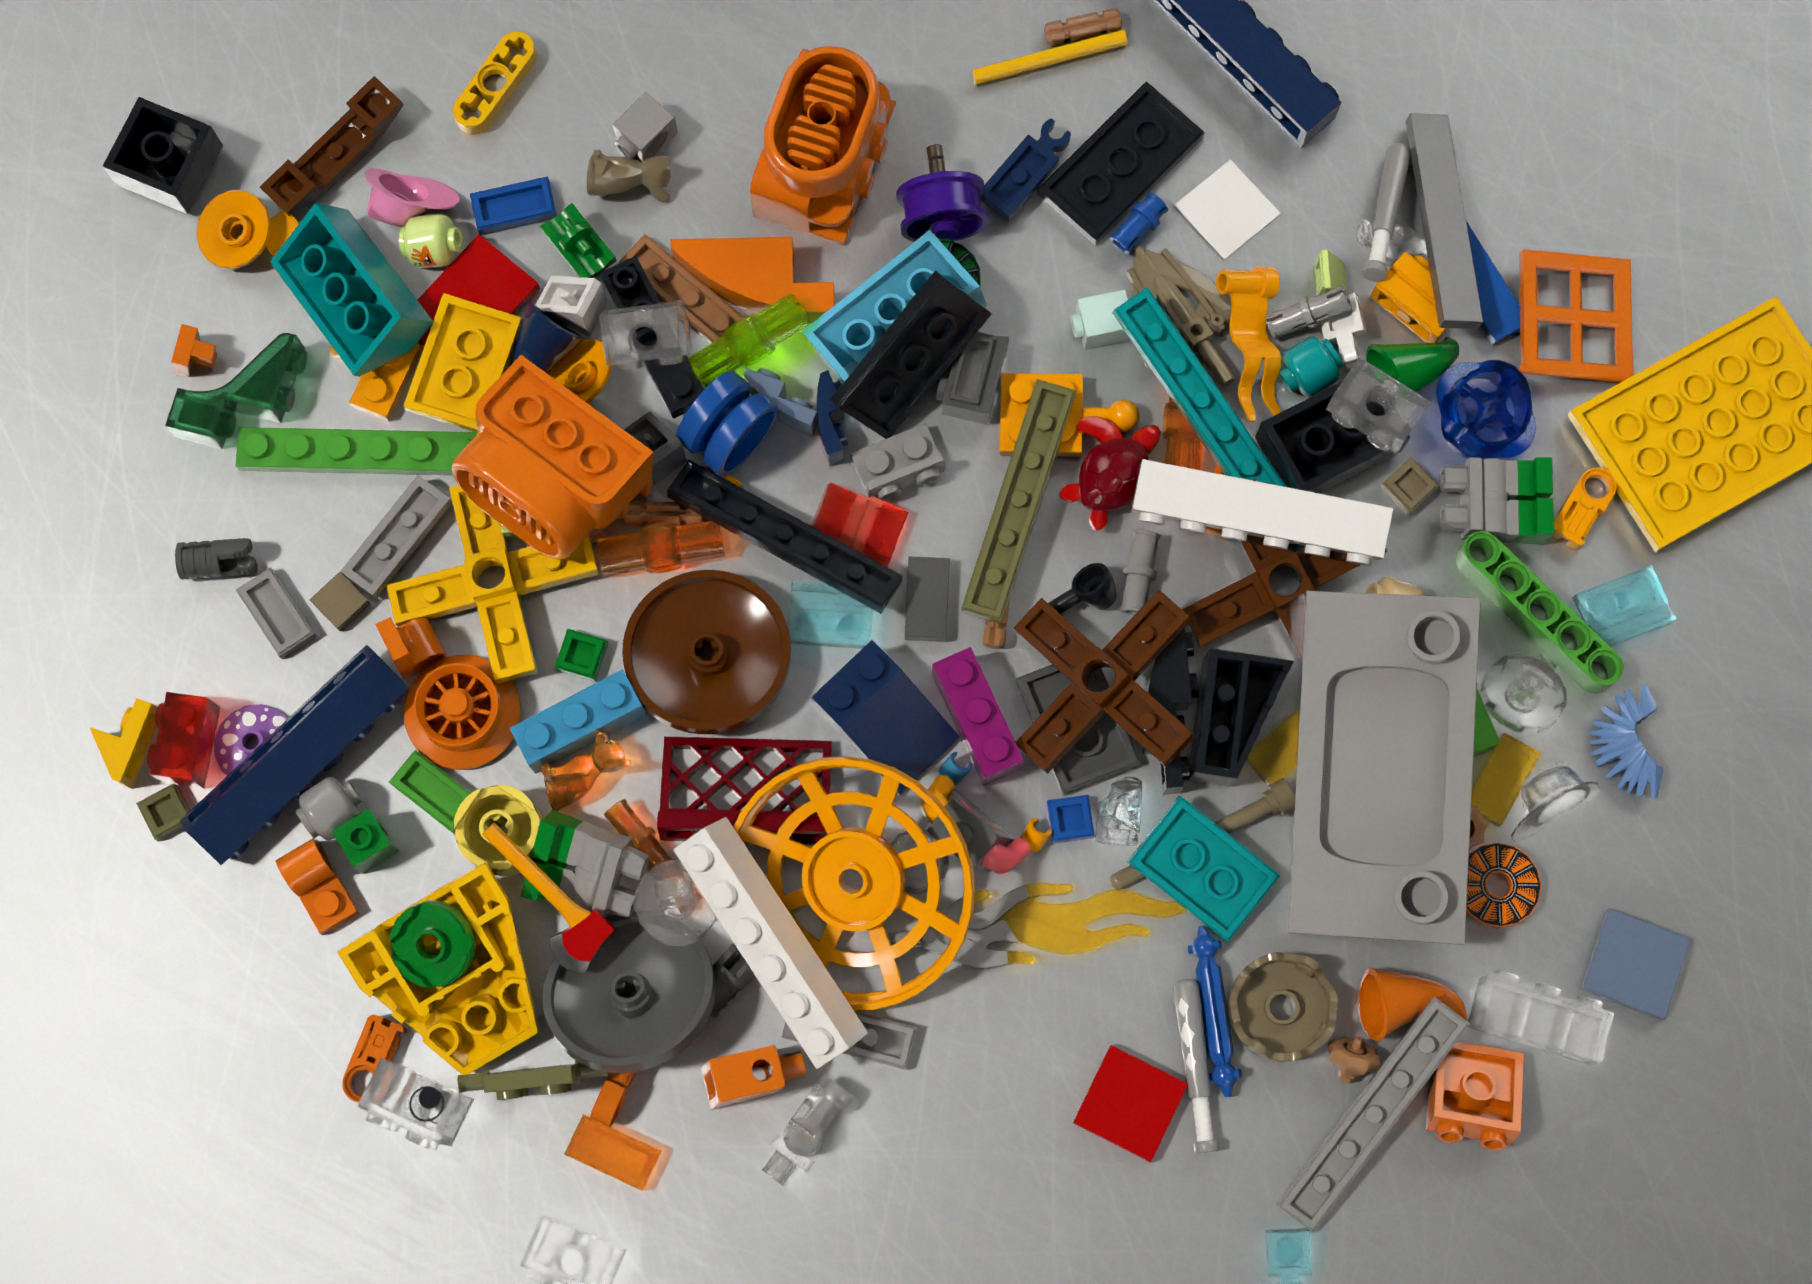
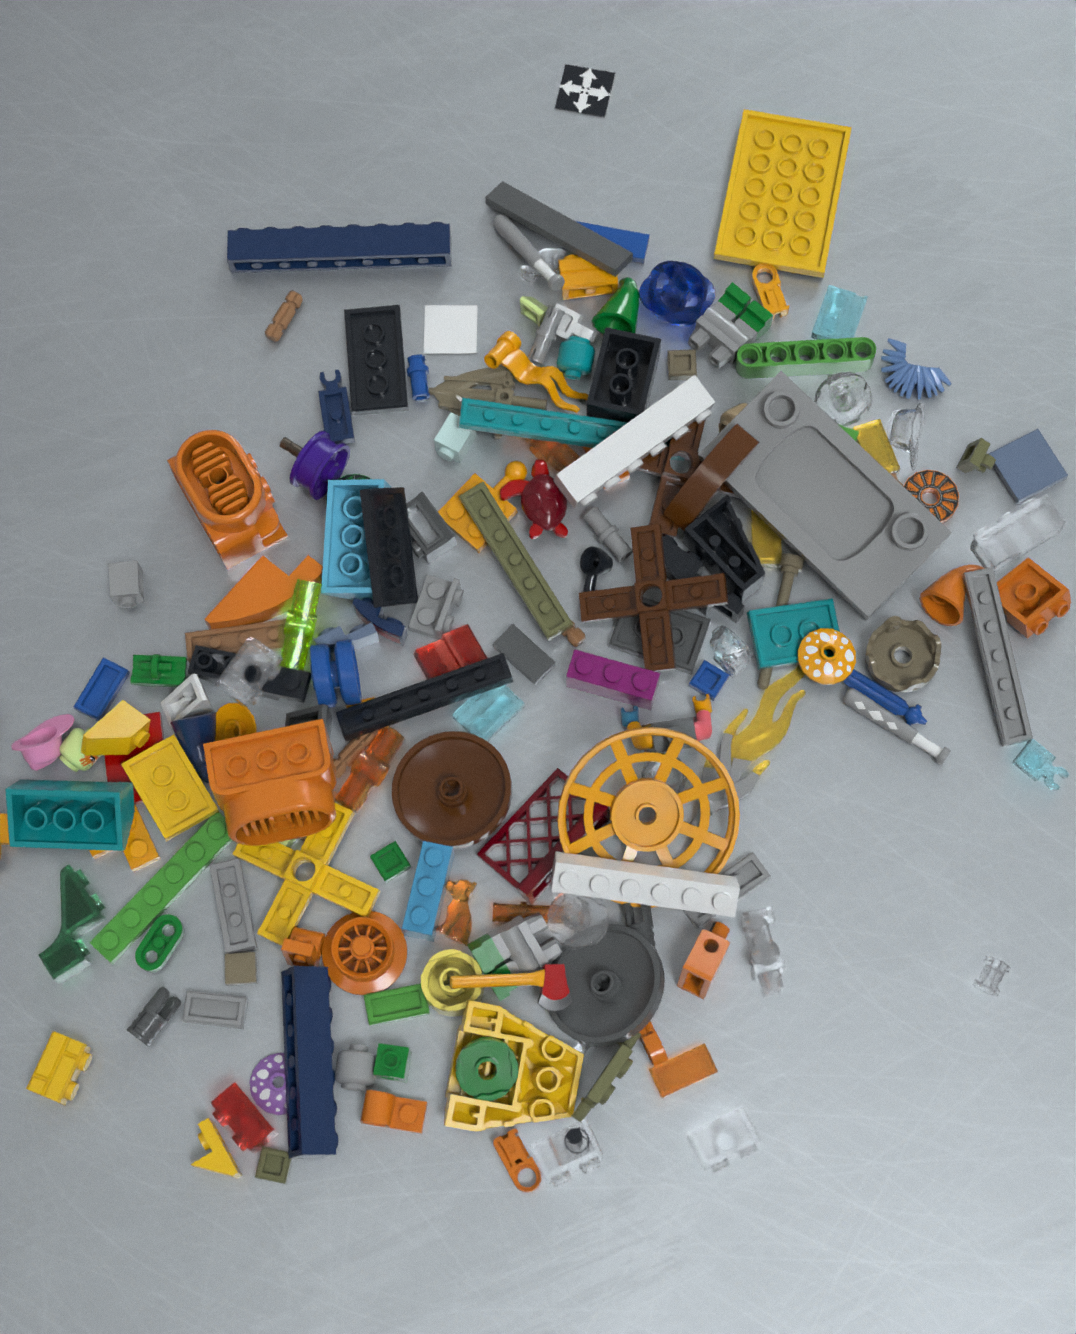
camera: 45 degrees left, 5 degrees down
(85, 512) = (60, 1068): none -> yellow brick
(192, 352) = (21, 932): orange tile -> none
(297, 496) = (158, 943): none -> green plate
(469, 99) = (34, 659): yellow beam -> none
(471, 259) = (117, 732): none -> yellow slope
(619, 174) = (140, 616): dark tan animal -> none
(884, 714) = (567, 727): dark blue slope -> none
(1049, 57) = (283, 347): yellow bar -> none
(1130, 1103) = (887, 776): red tile -> none
(1185, 930) = (820, 667): none -> light orange dish
(1294, 625) = (710, 476): none -> reddish brown slope
(1352, 1058) = (959, 643): medium nougat piece -> none
(1369, 384) = (642, 327): clear brick -> none
(1575, 316) = (665, 211): orange window -> none
(1591, 897) = (976, 457): none -> olive tile
(1640, 109) = (585, 90): none -> black sticker

